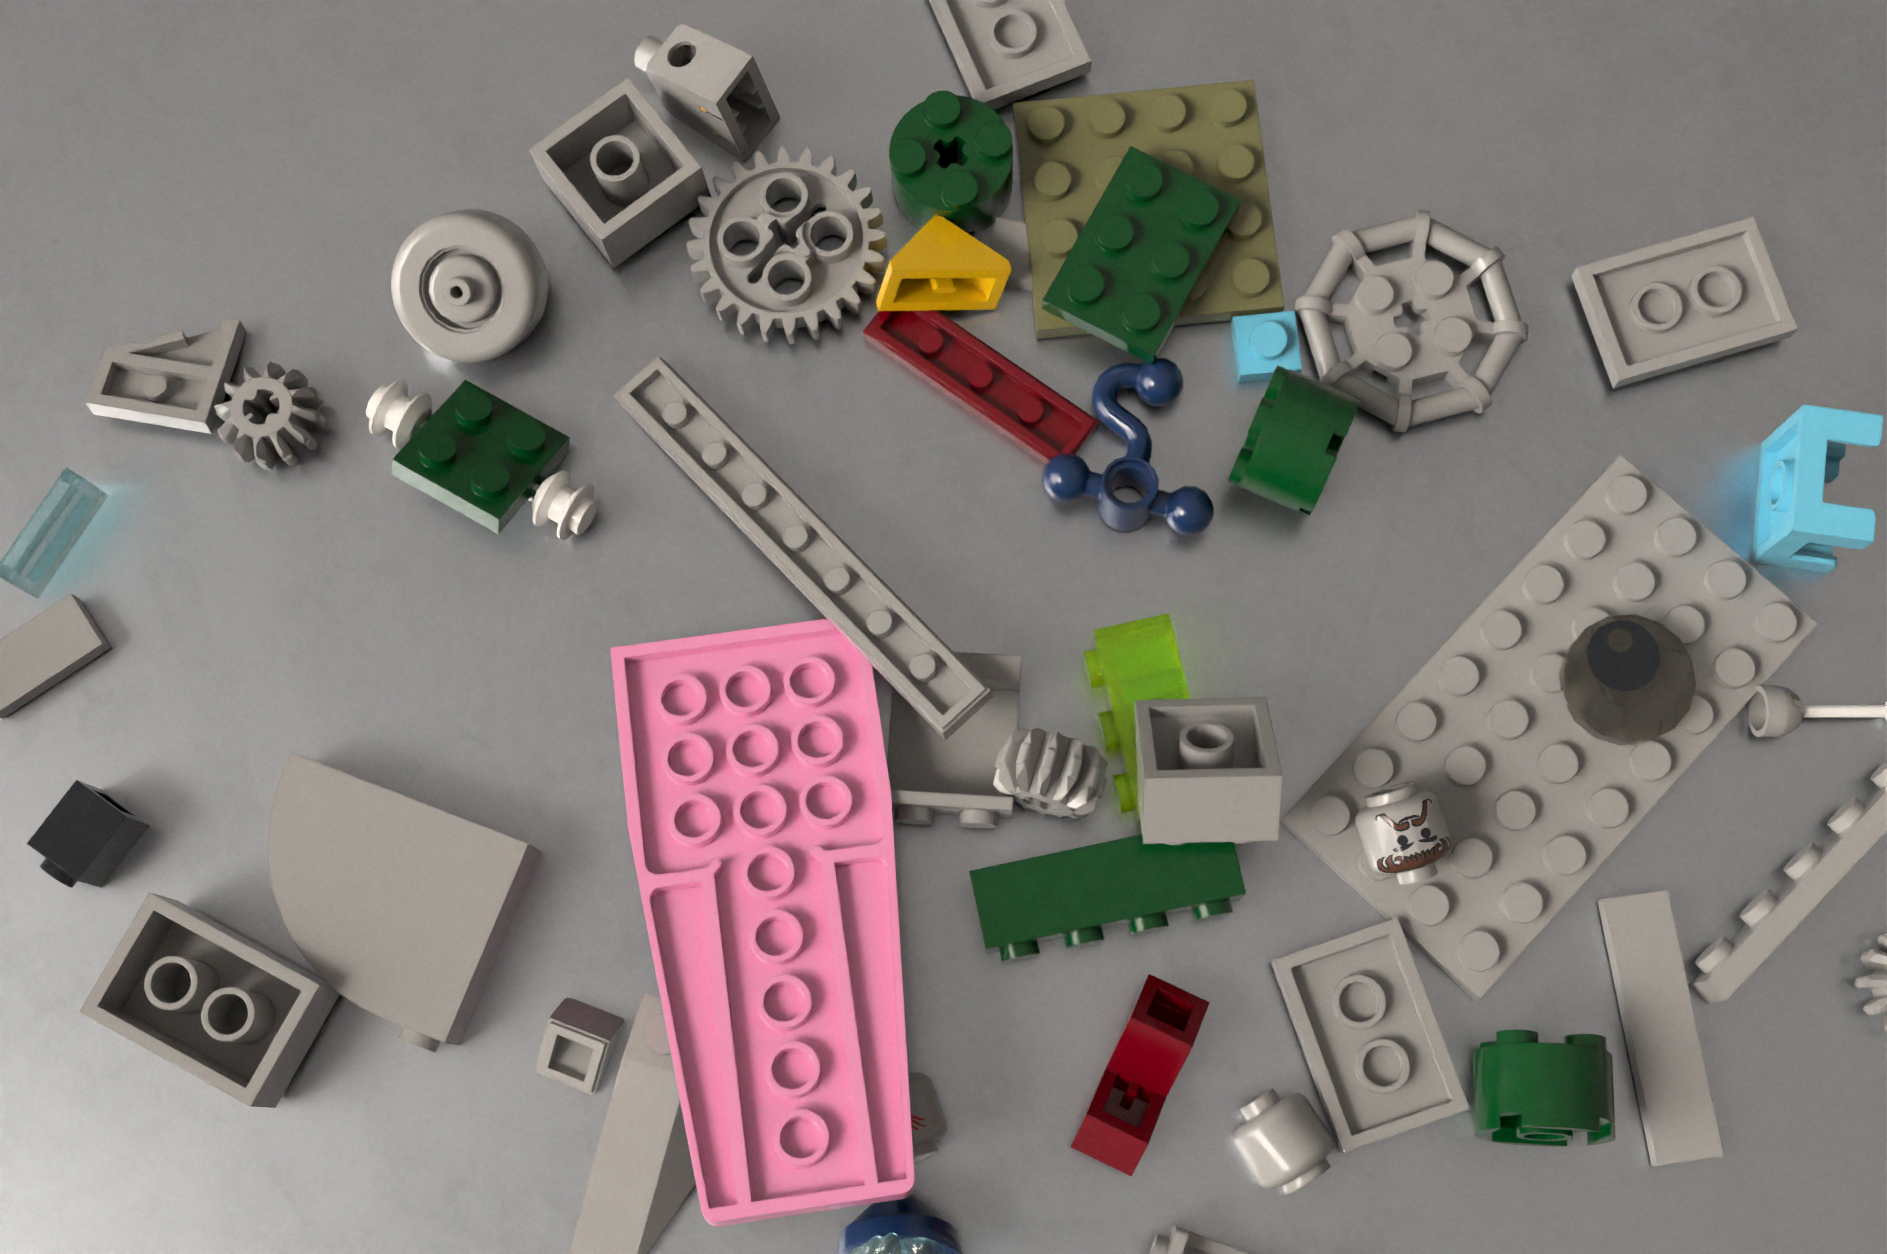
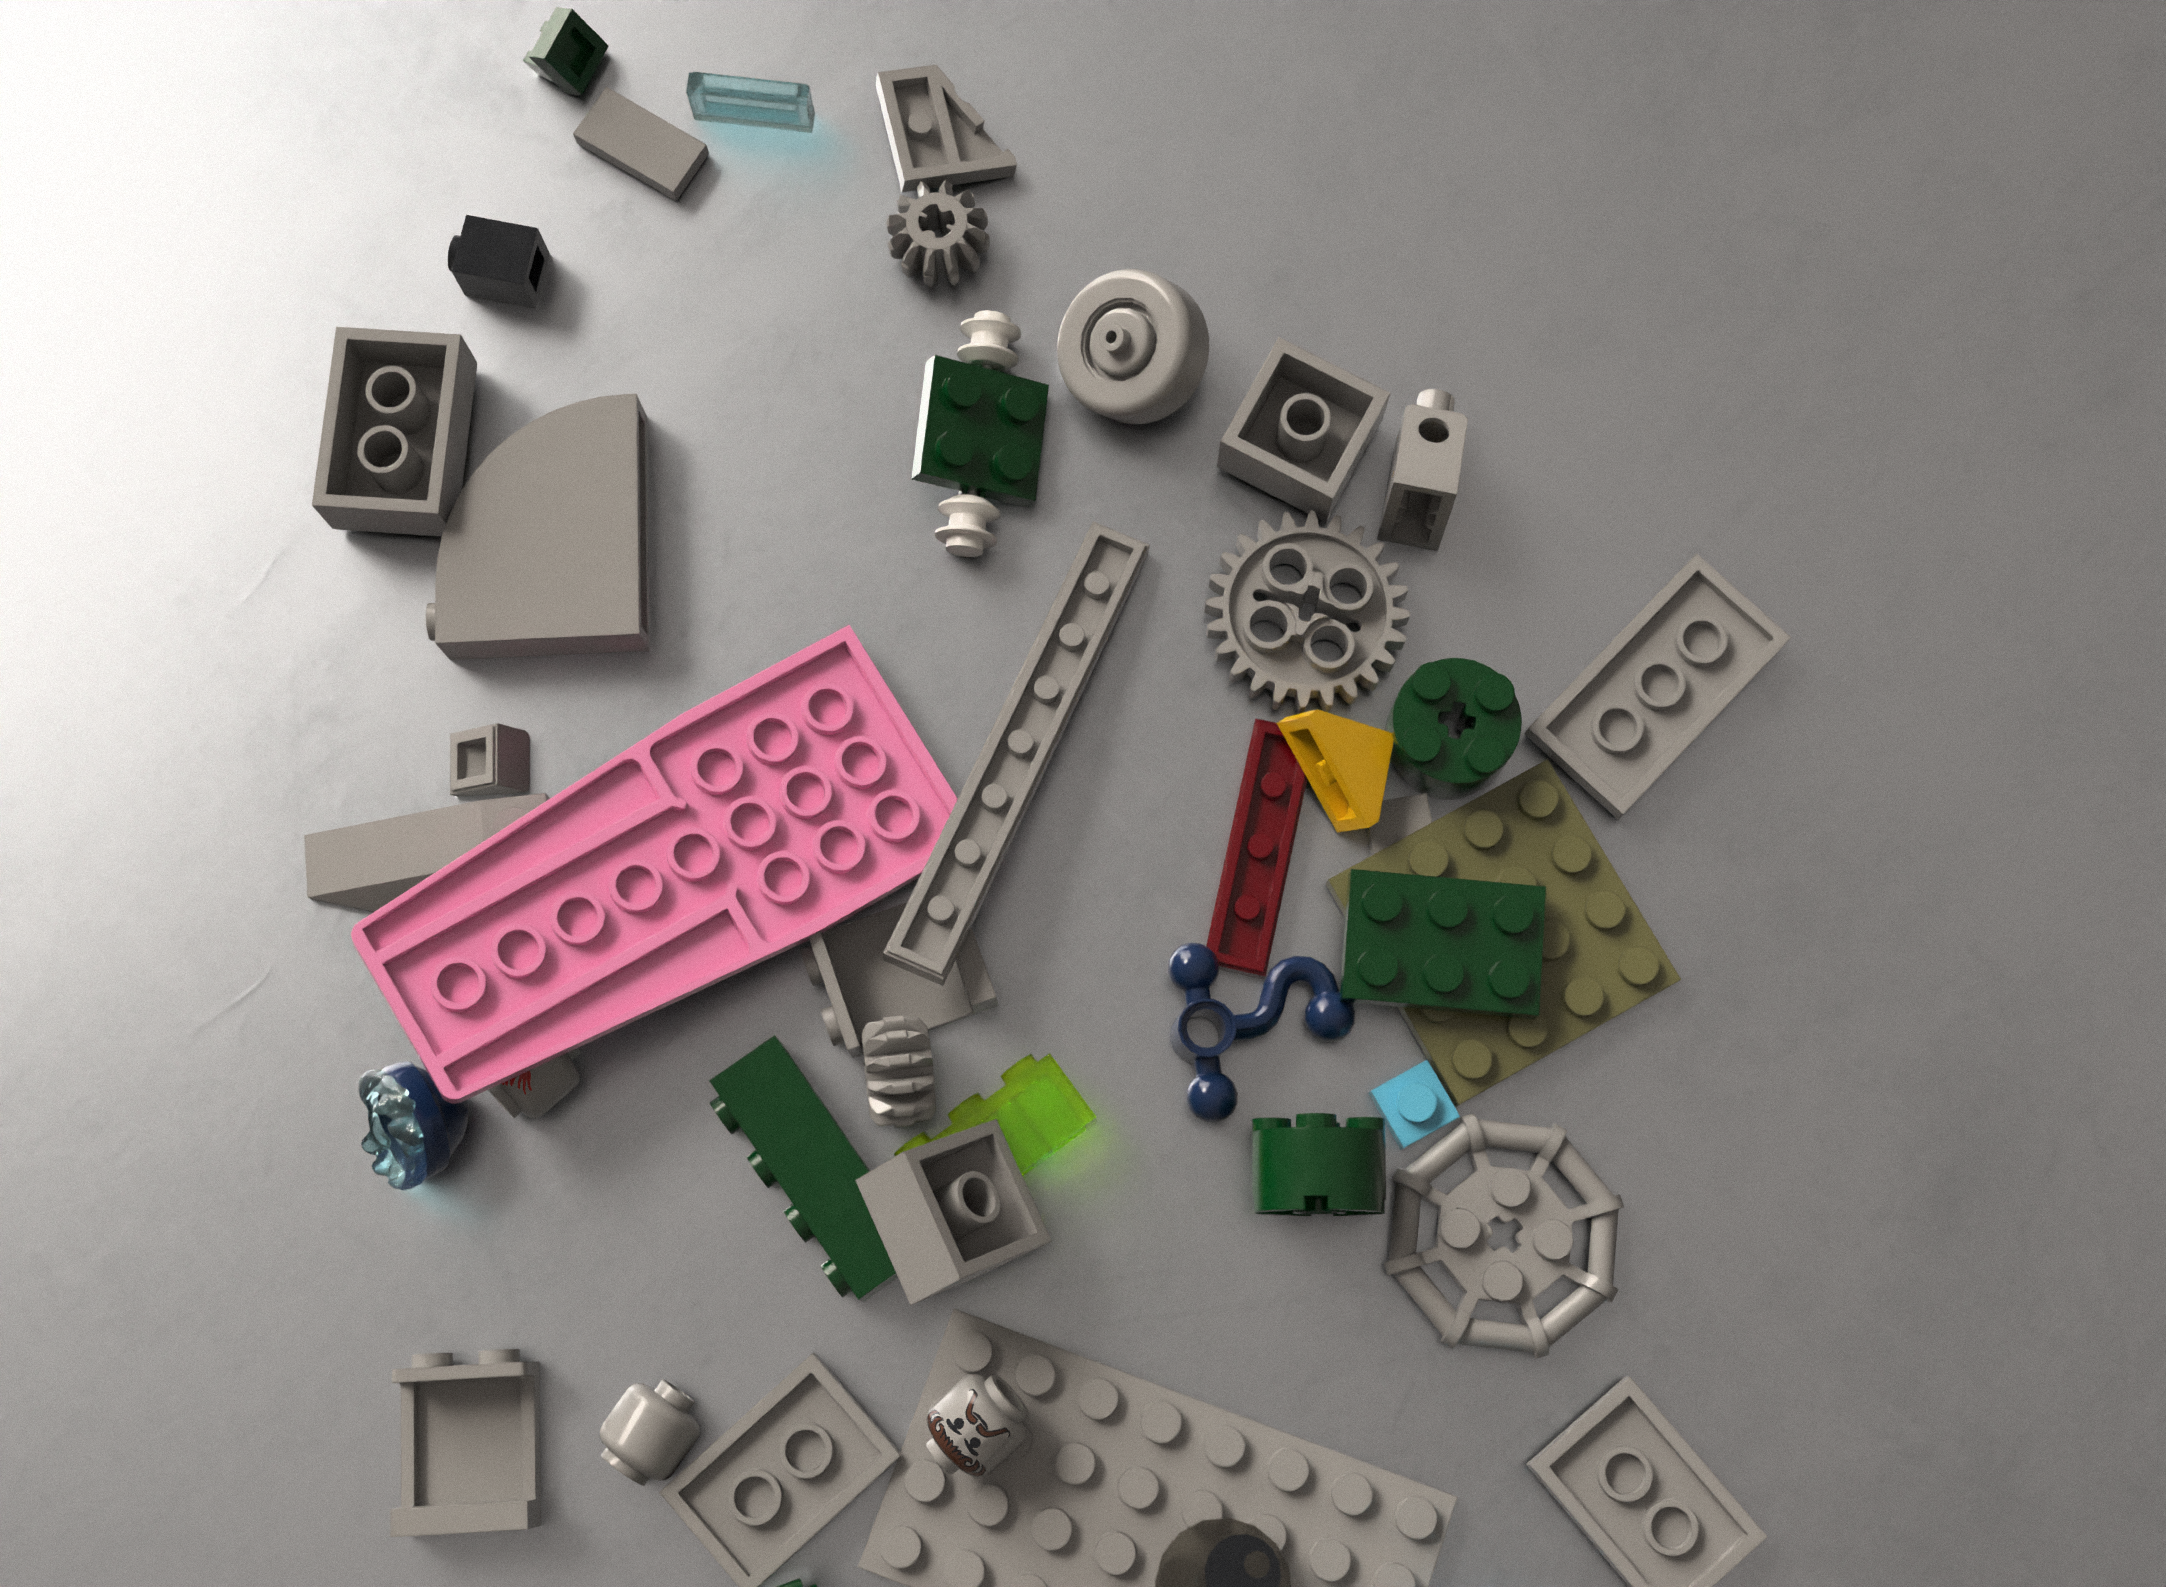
camera: 60 degrees right, 0 degrees up
(1140, 1075) = (656, 1272): dark red brick -> none

